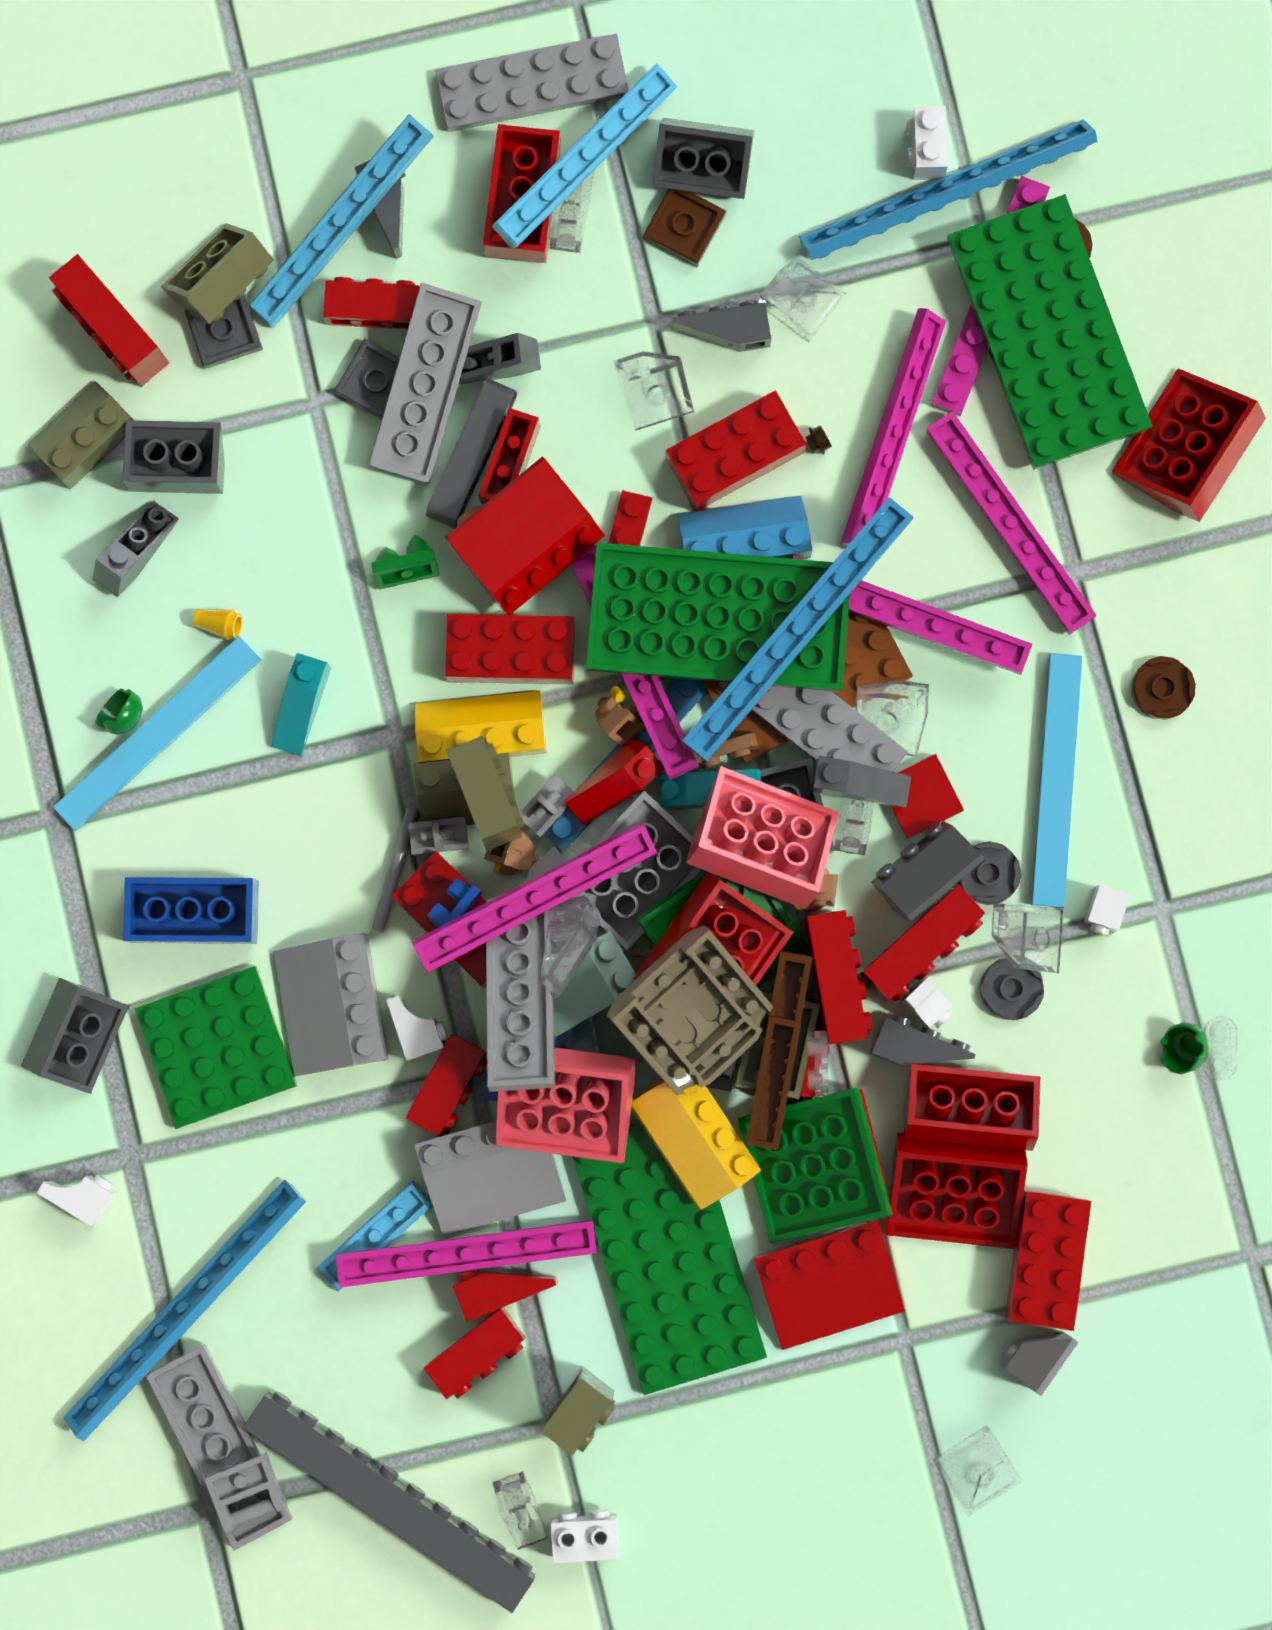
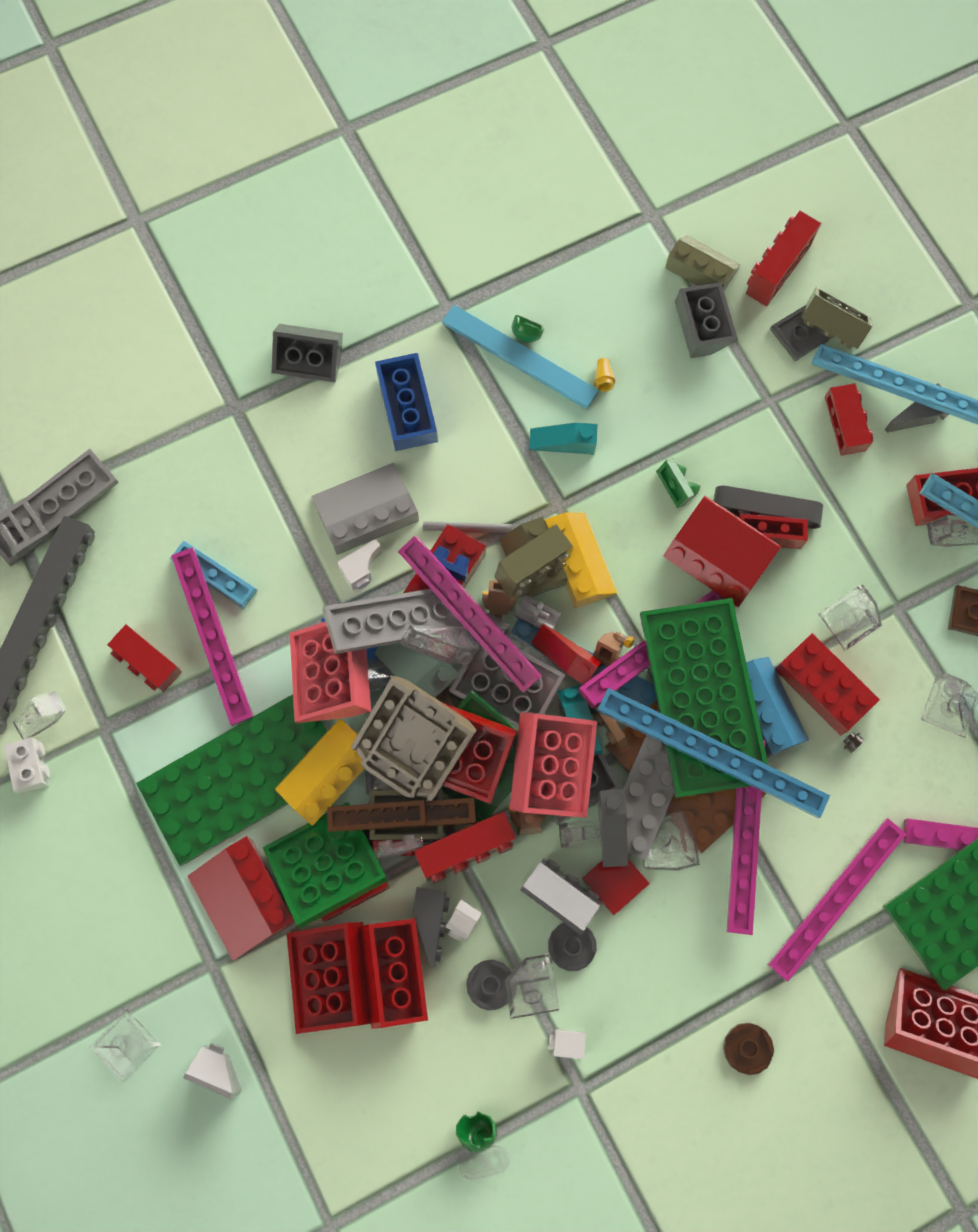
camera: 65 degrees right, 10 degrees down
(85, 1201) = (198, 384): white arch -> none
(133, 549) = (636, 311): dark grey slope -> none
(184, 1310) = (139, 463): dark azure plate -> none
(216, 1047) = (319, 442): green plate -> none
(368, 378) = (797, 436): dark grey tile -> none
(425, 383) = (807, 463): light grey plate -> none
(438, 836) = (496, 545): light grey hips -> none
(447, 1086) = (321, 591): red brick -> none
(483, 1182) = (263, 635): light grey slope -> none
(494, 1290) = (190, 660): red slope -> none
(501, 358) = (838, 507): dark grey slope -> none
(510, 649) = (640, 564): red brick -> none
(578, 1411) = (111, 735): olive brick -> none
(630, 519) = (756, 625): red plate -> none
(734, 328) = (913, 659): dark grey slope -> none
(896, 420) = (893, 795): dark pink plate -> none
(922, 943) = (506, 905): red brick -> none
(1048, 1260) = (291, 1062): red brick -> none
(1056, 780) = (655, 981): medium azure tile -> none

